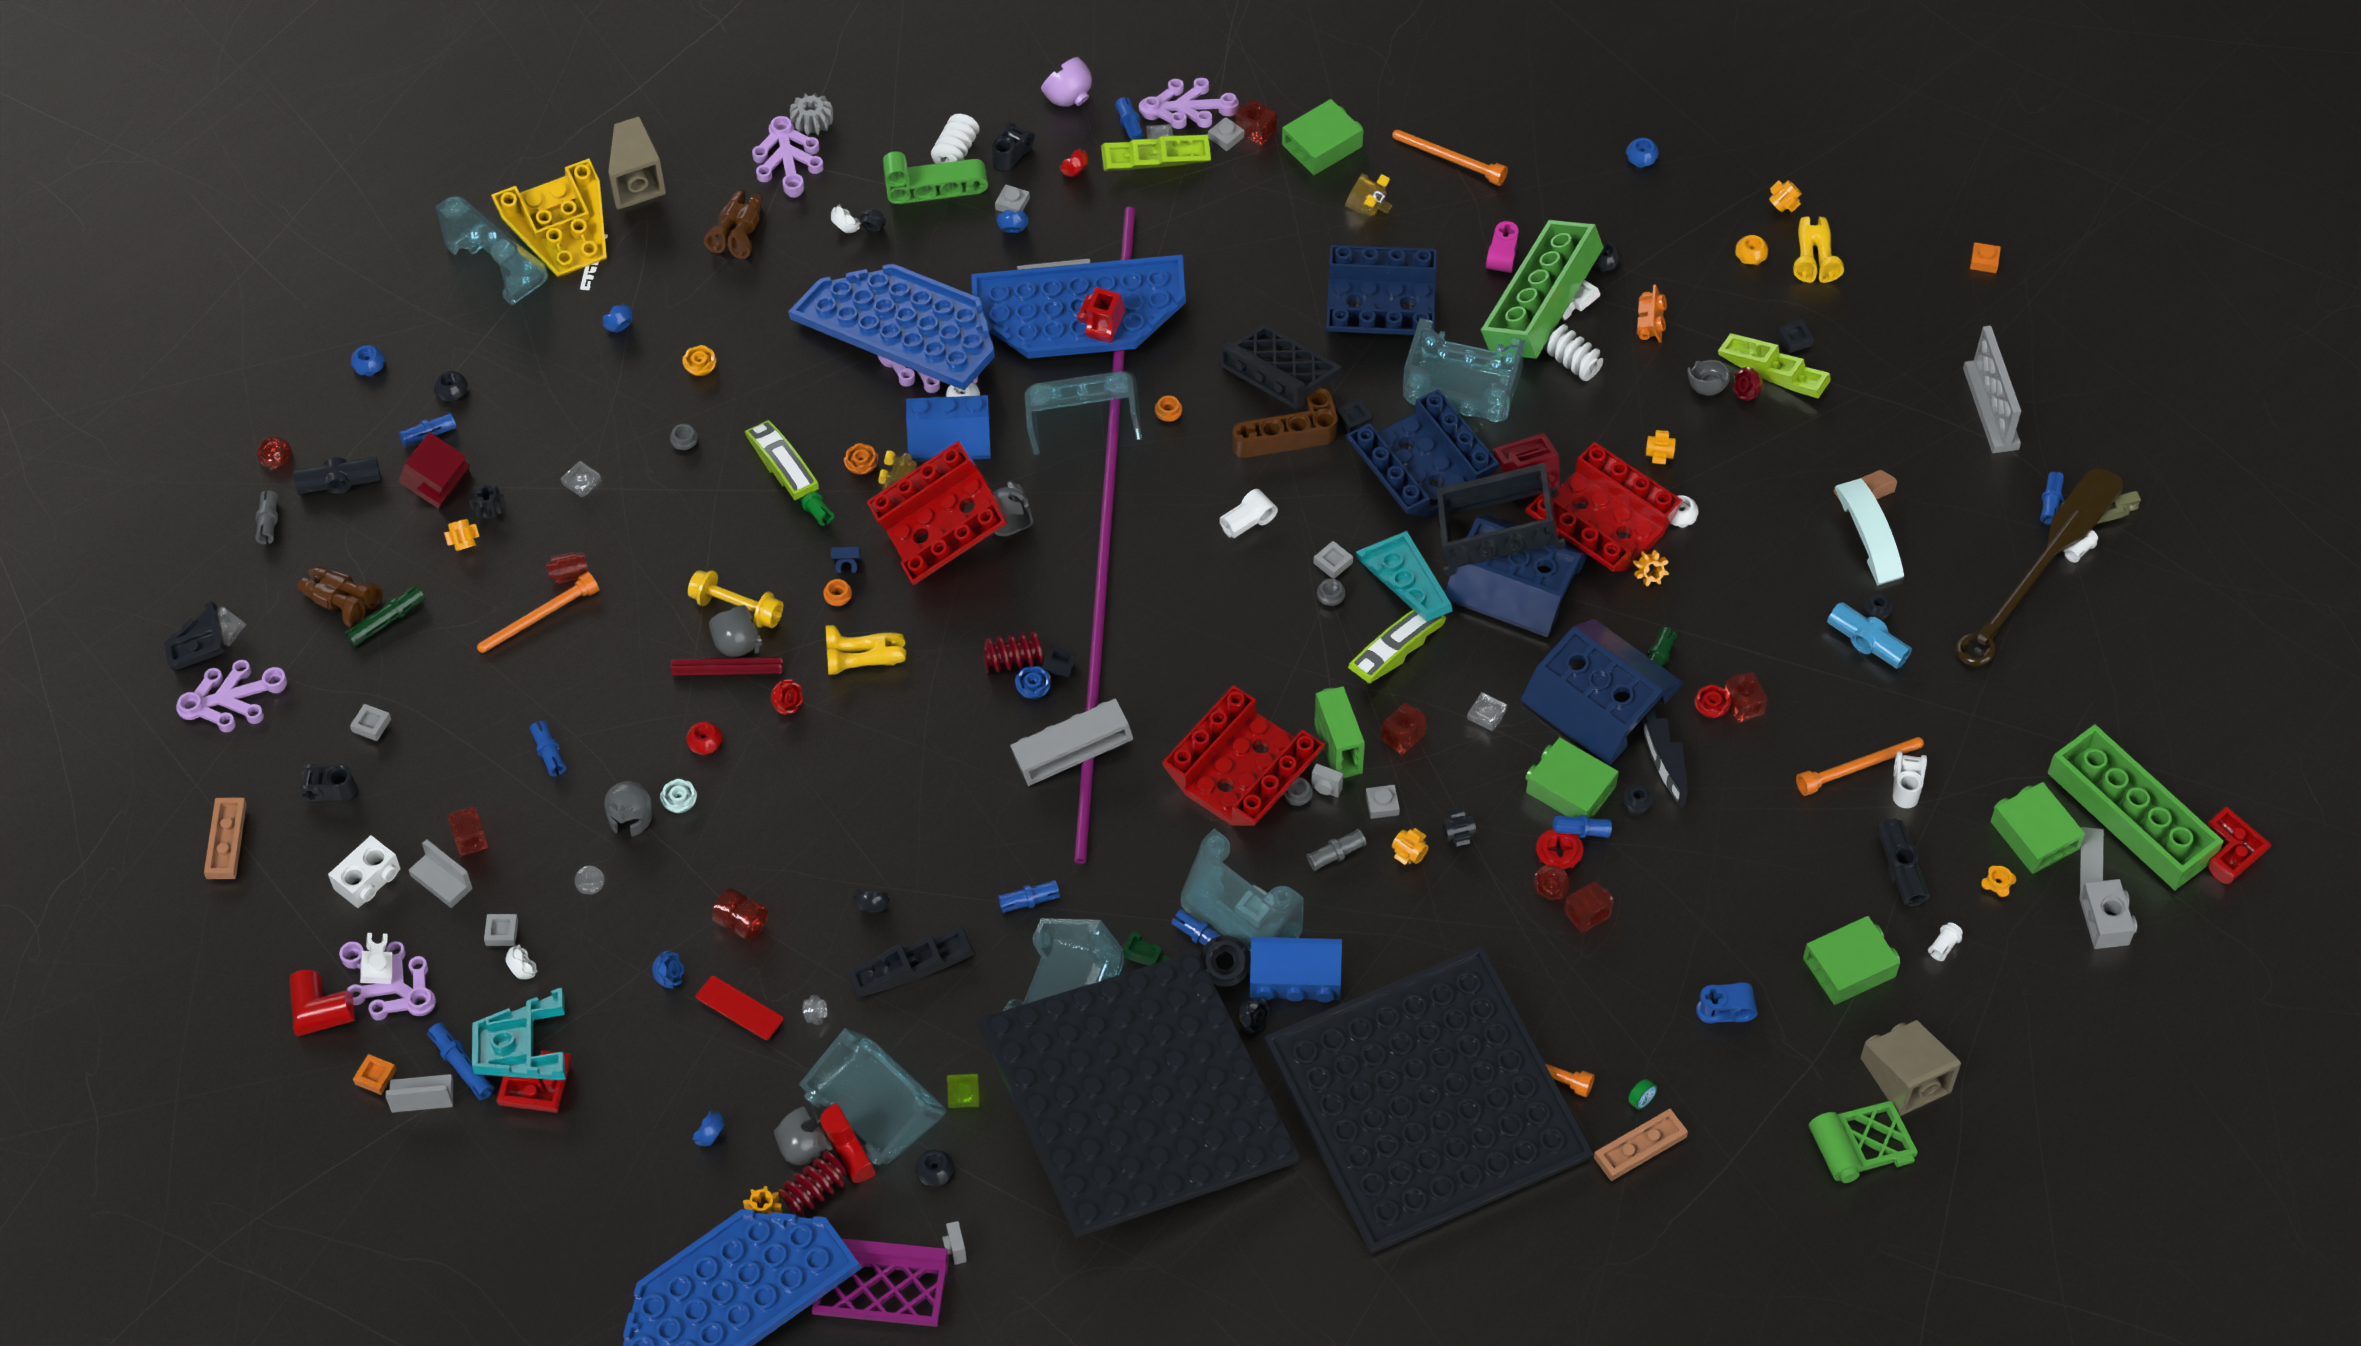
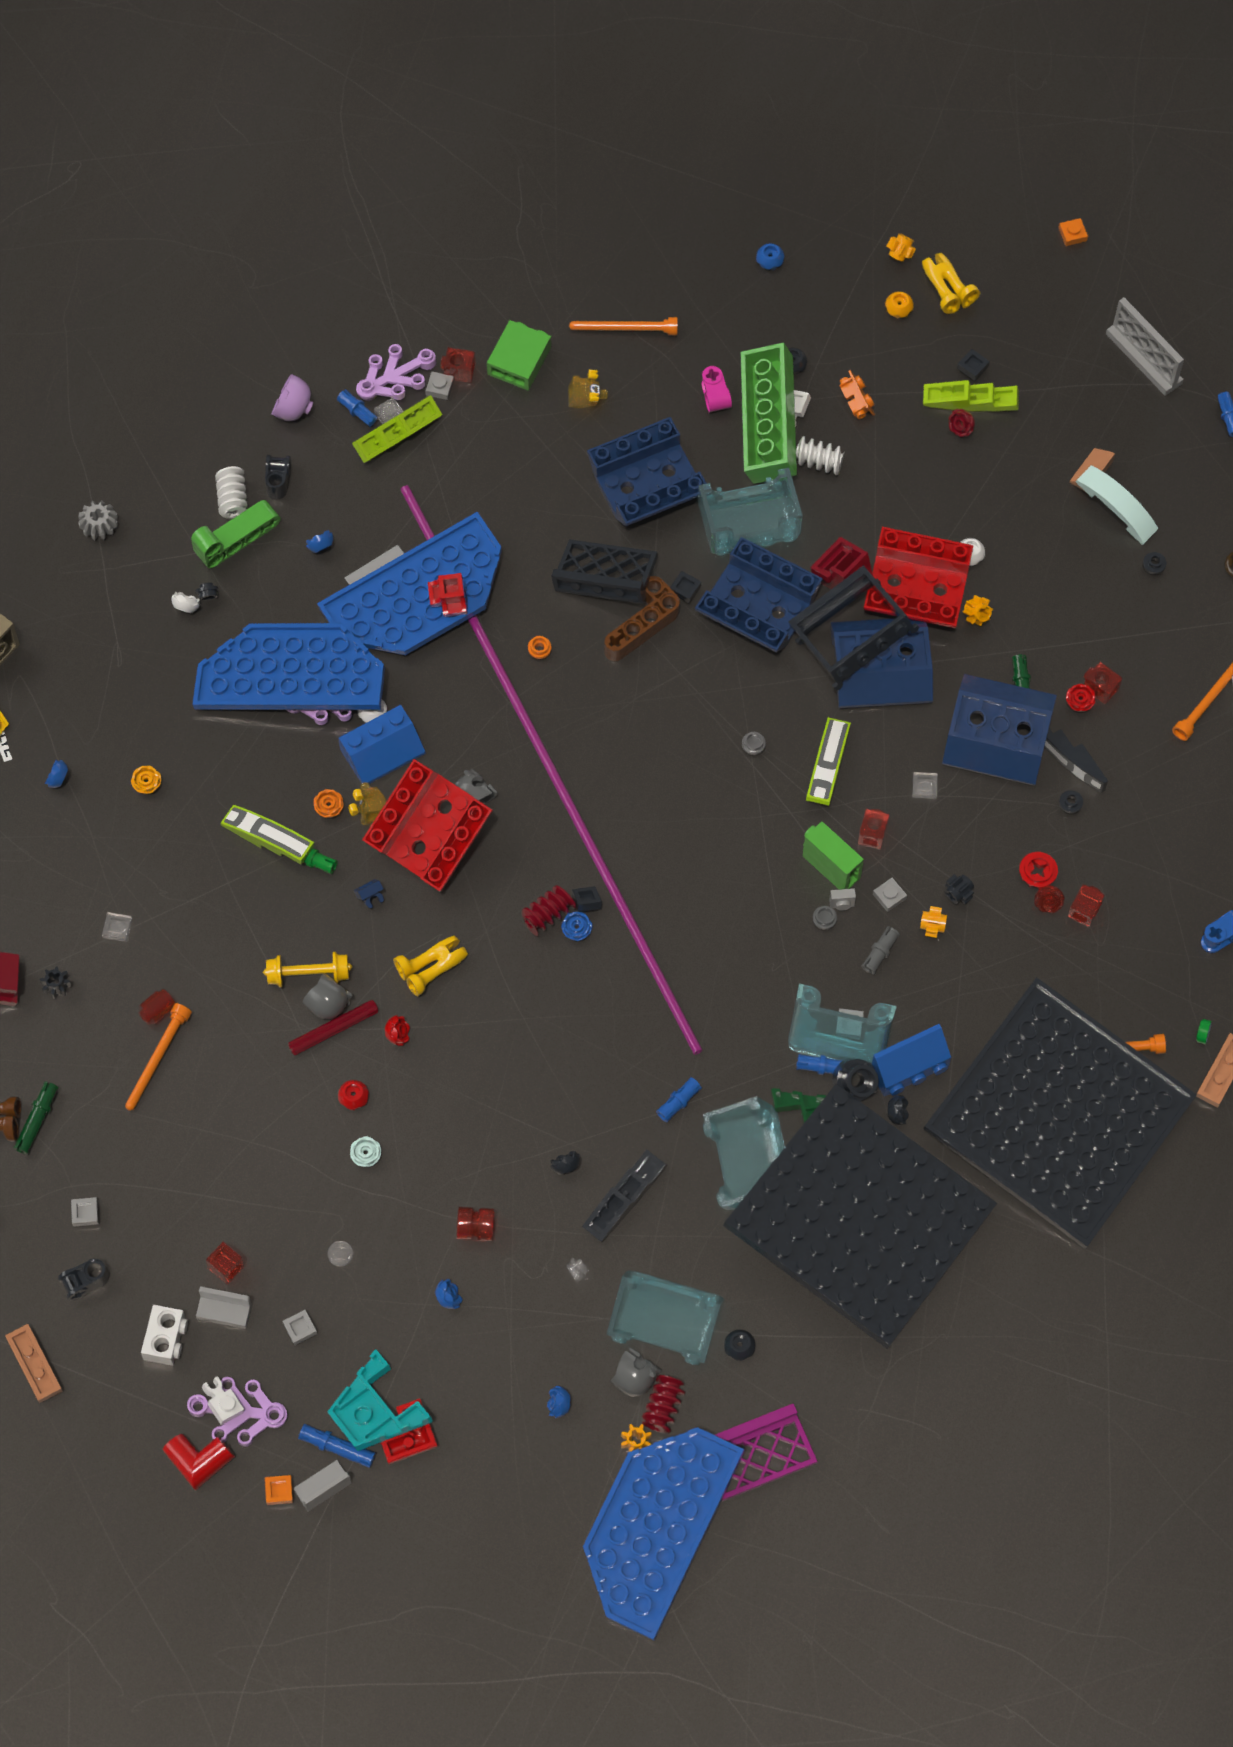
camera: 30 degrees left, 10 degrees up
(461, 534) = (54, 1020): light orange gear -> none
(520, 964) = (332, 1346): white plate -> none
(547, 748) = (238, 1163): blue pin -> none
(627, 802) = (334, 1179): dark grey helmet -> none
(683, 437) = (175, 851): dark grey plate -> none
(738, 219) = (99, 638): reddish brown piece -> none
(739, 1008) = (518, 1296): red piece -> none
(782, 131) = (99, 564): lavender plant -> none
(837, 586) = (380, 918): orange plate -> none
(846, 1144) = (671, 1363): red brick -> none
(954, 1243) = (791, 1394): light grey plate -> none
(963, 1090) = (725, 1276): clear neon green plate -> none
(1012, 199) = (306, 522): light grey plate -> none
(1071, 742) = (638, 961): light grey brick -> none
(1075, 164) = (338, 468): red plate -> none
(1080, 391) = (442, 679): clear light blue windscreen -> none
(1223, 753) = (753, 915): red slope -> none
(1254, 509) = (656, 703): white piece -> none
(1333, 559) = (740, 715): light grey plate -> none
(1406, 573) = (802, 701): teal wing -> none
(1571, 780) = (1017, 812): bright green brick -> none
(1582, 826) = (1046, 844): blue axle -> none
(1660, 447) = (928, 506): light orange gear -> none
(1708, 377) = (930, 429): dark grey hair -> none
(1869, 635) = (1162, 590): dark azure piece -> none

